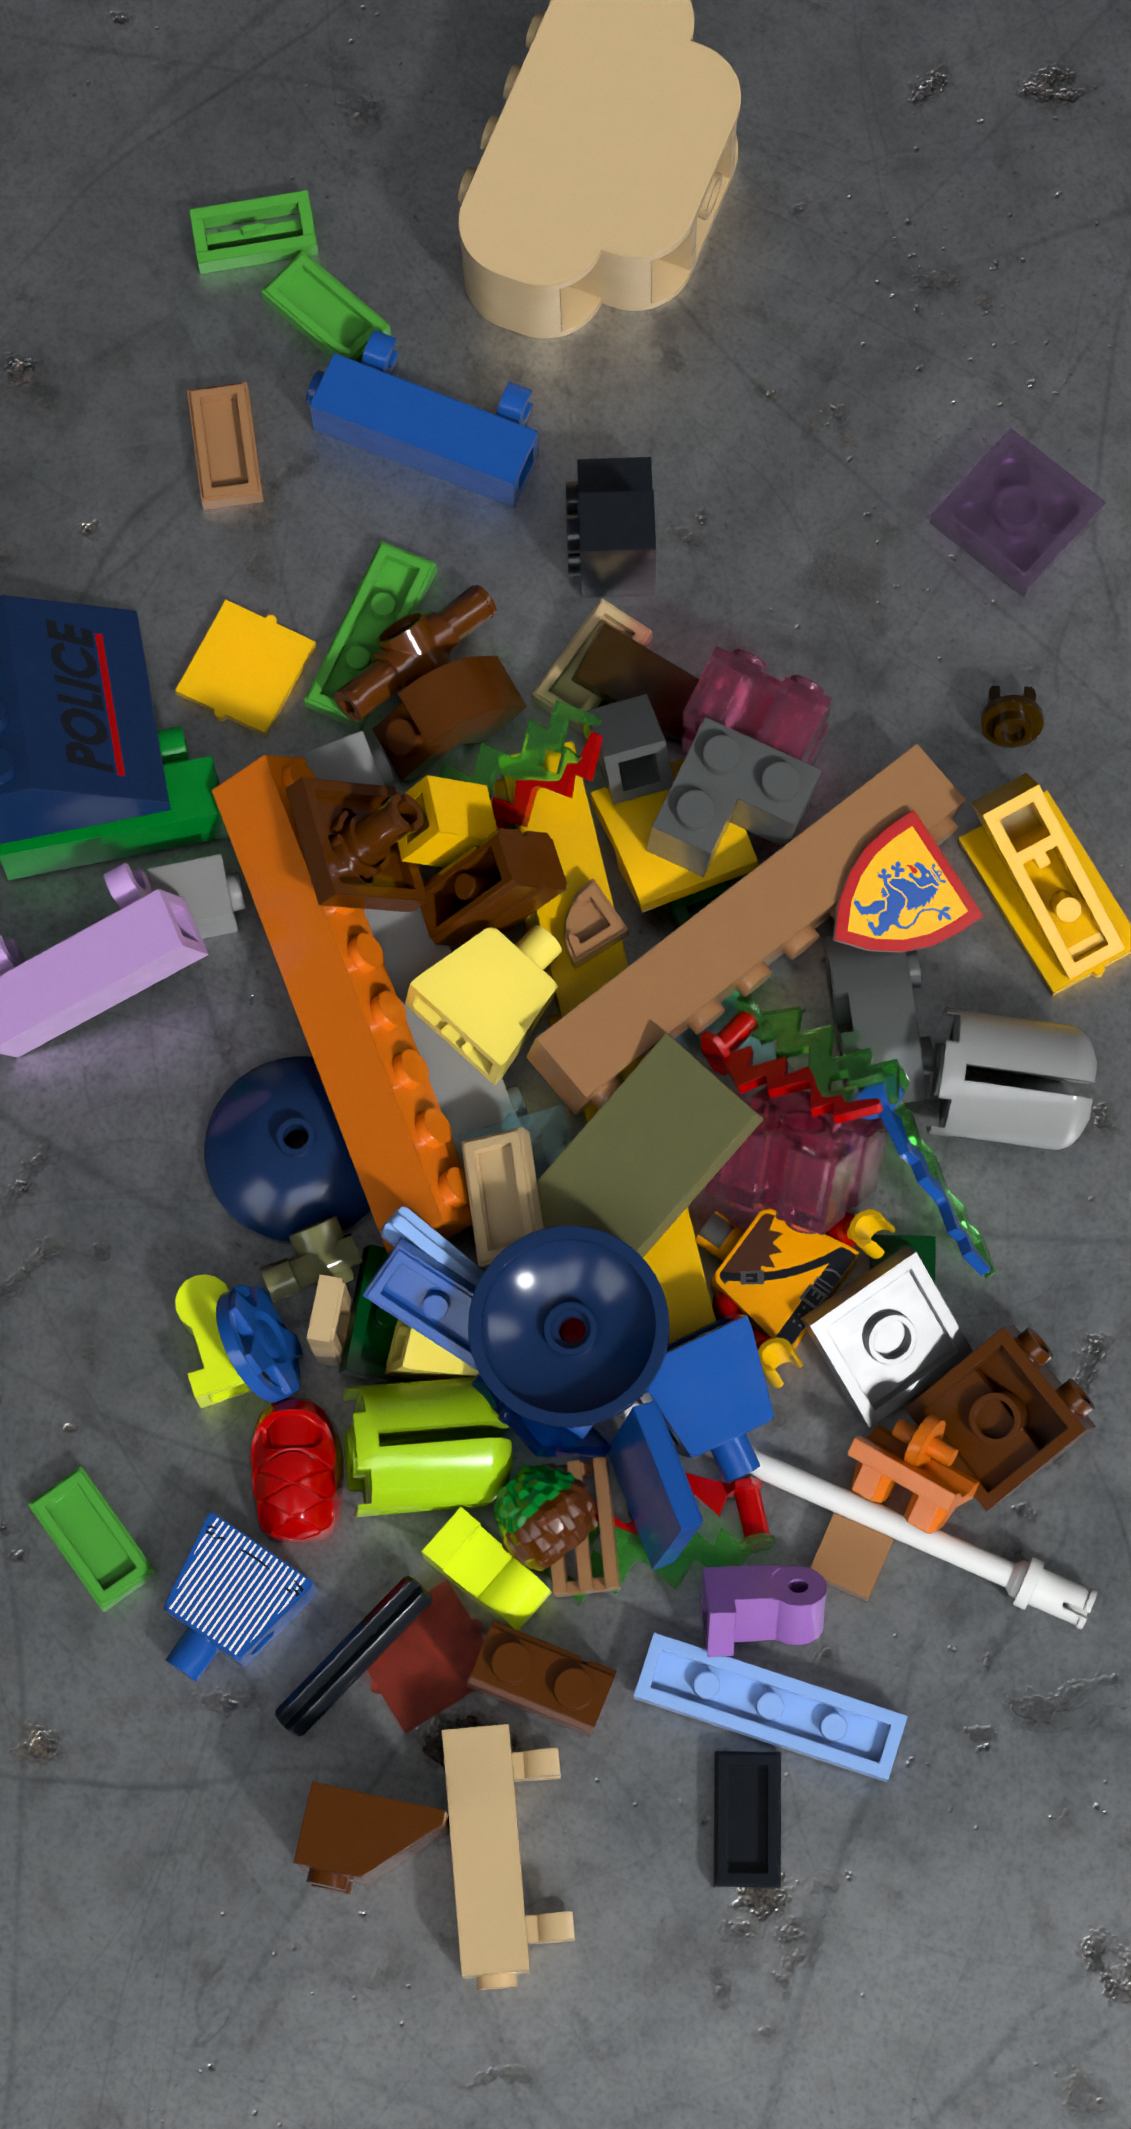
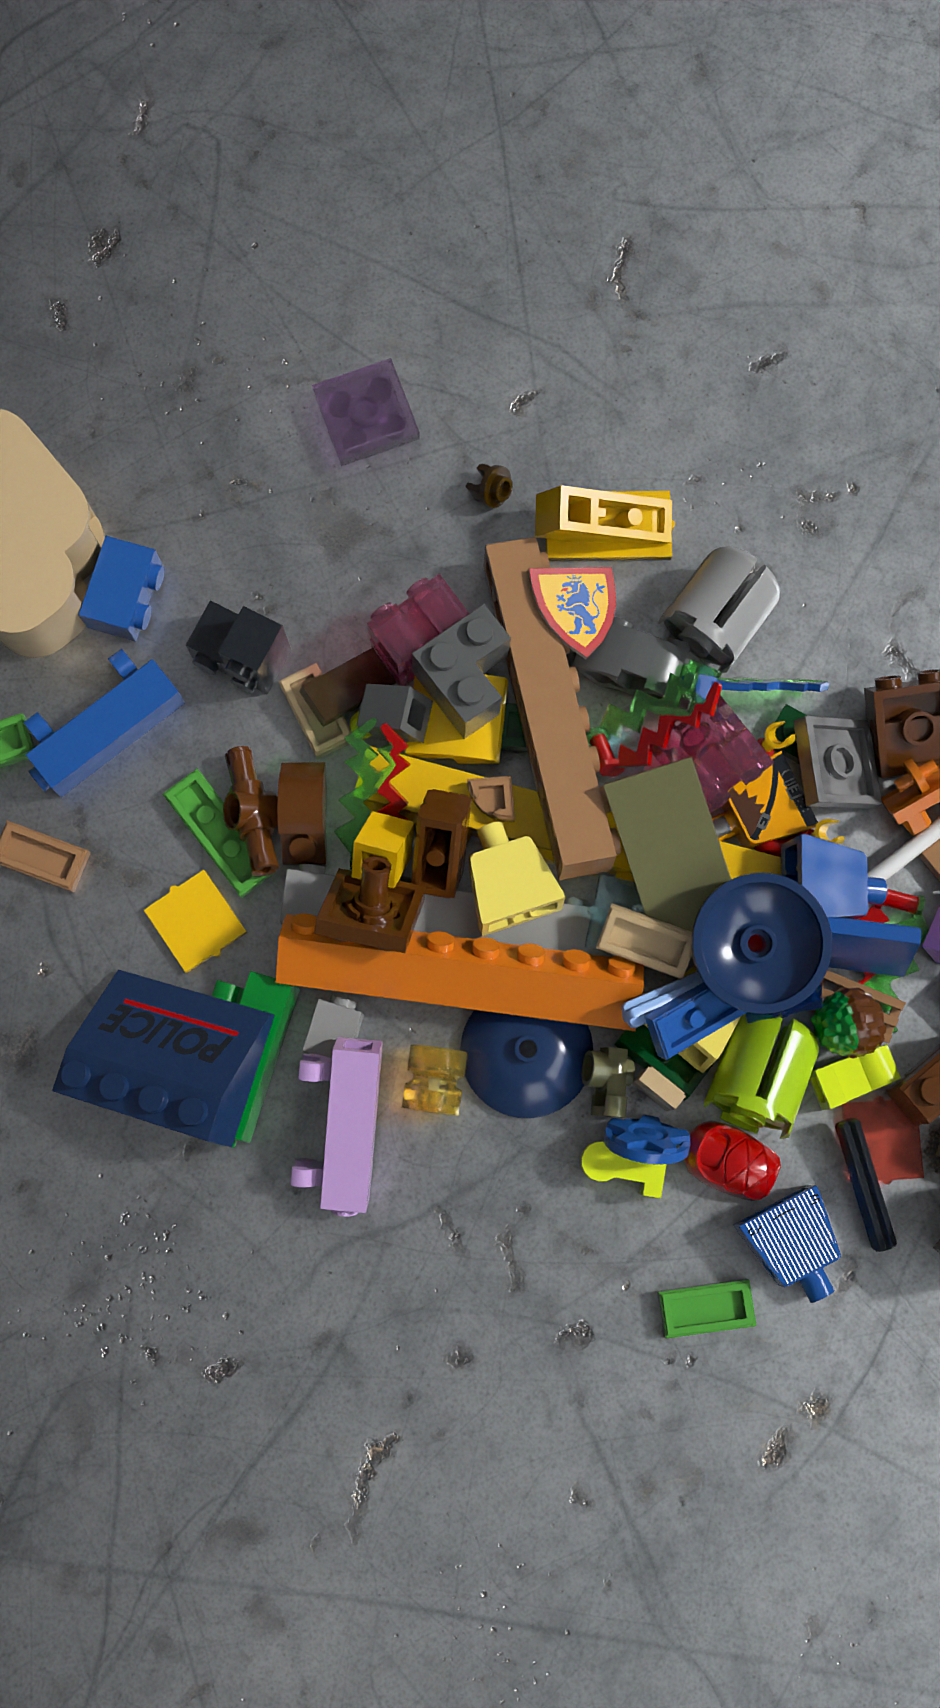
camera: 65 degrees left, 5 degrees up
(218, 1039) = (437, 1064): none -> clear yellow wheel
(611, 350) = (122, 589): none -> blue brick

